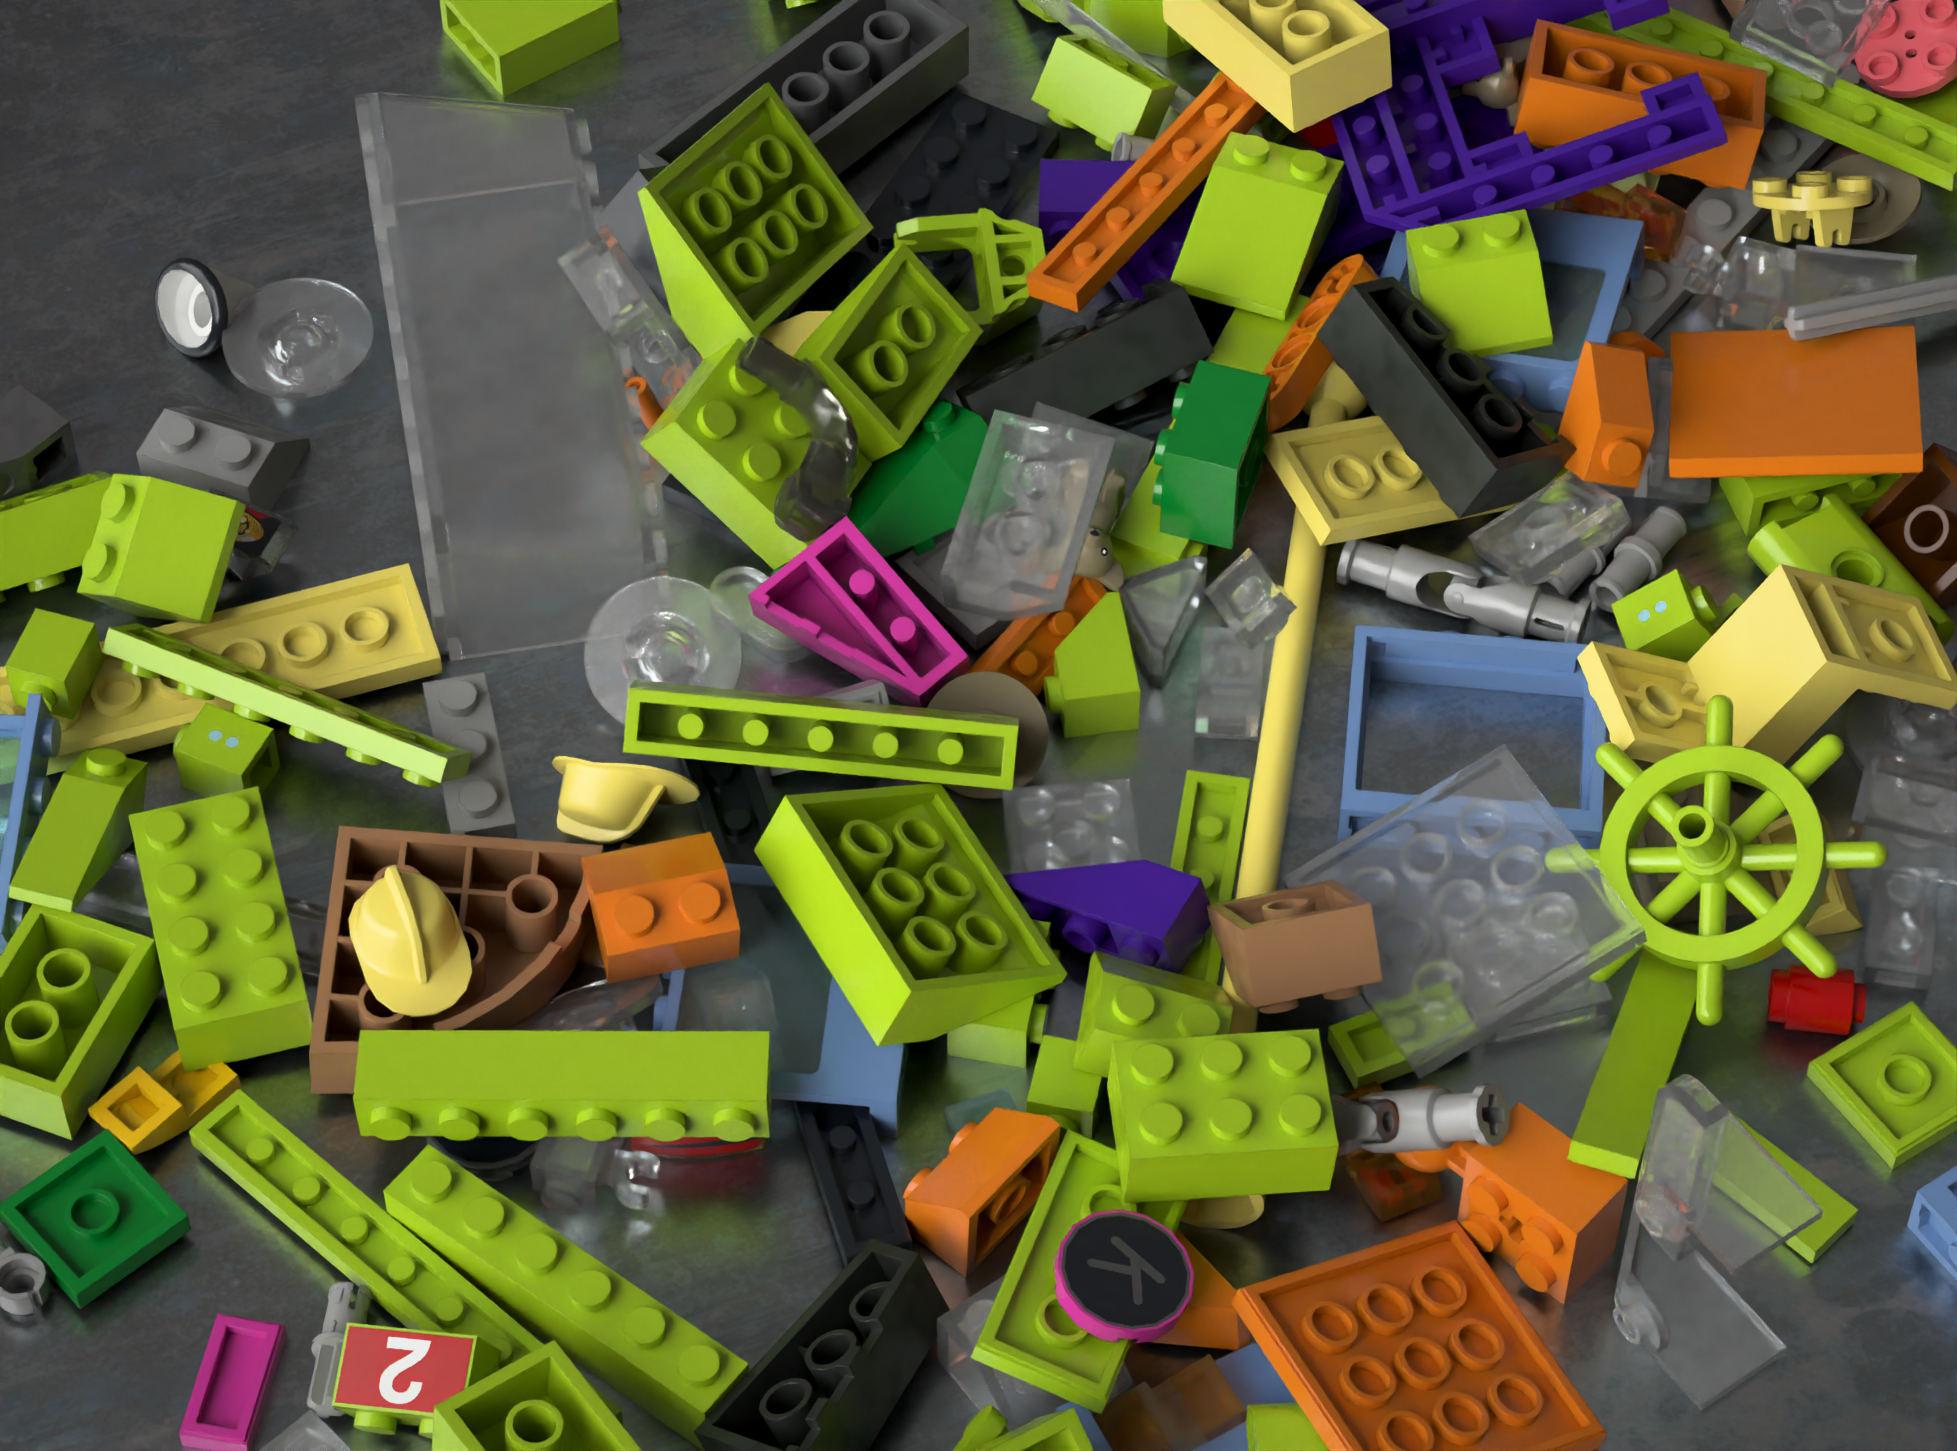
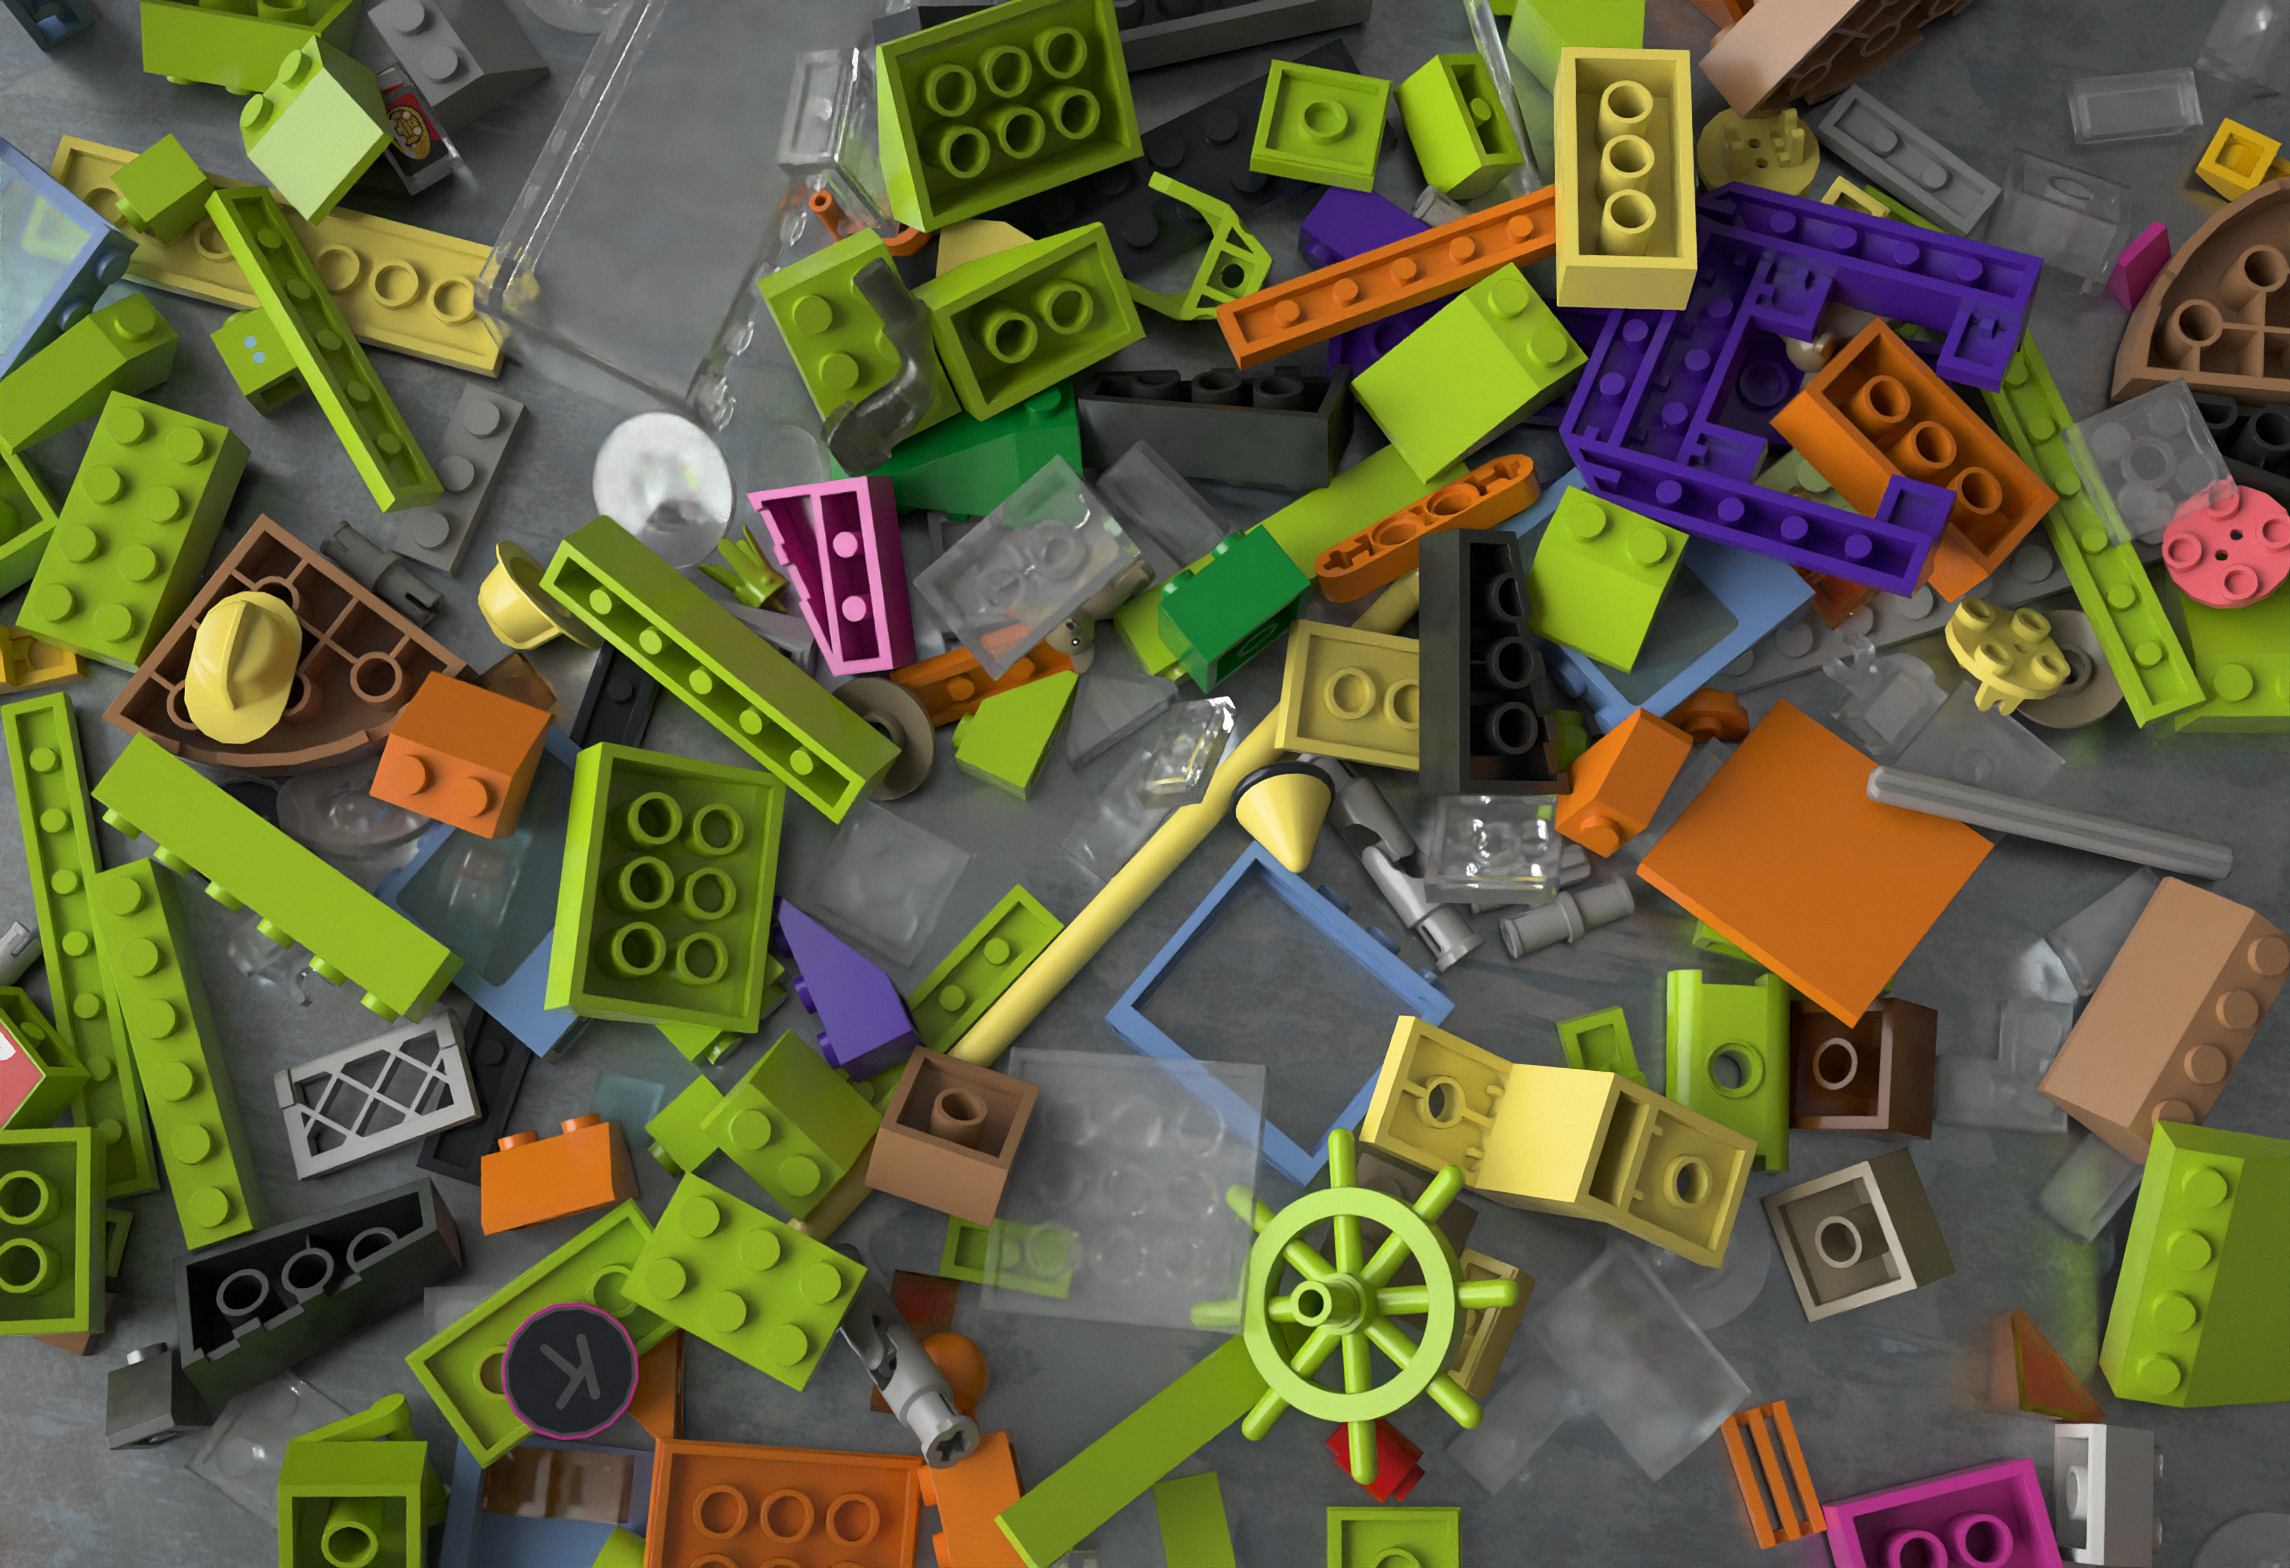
camera: 35 degrees right, 25 degrees up
(778, 677) = (759, 582): none -> lime piece
(781, 1275) = (414, 1126): none -> light grey window
(999, 139) = (1321, 126): none -> lime tile
(1359, 587) = (1284, 809): none -> light yellow hat
(1667, 617) = (1530, 1008): lime brick -> none

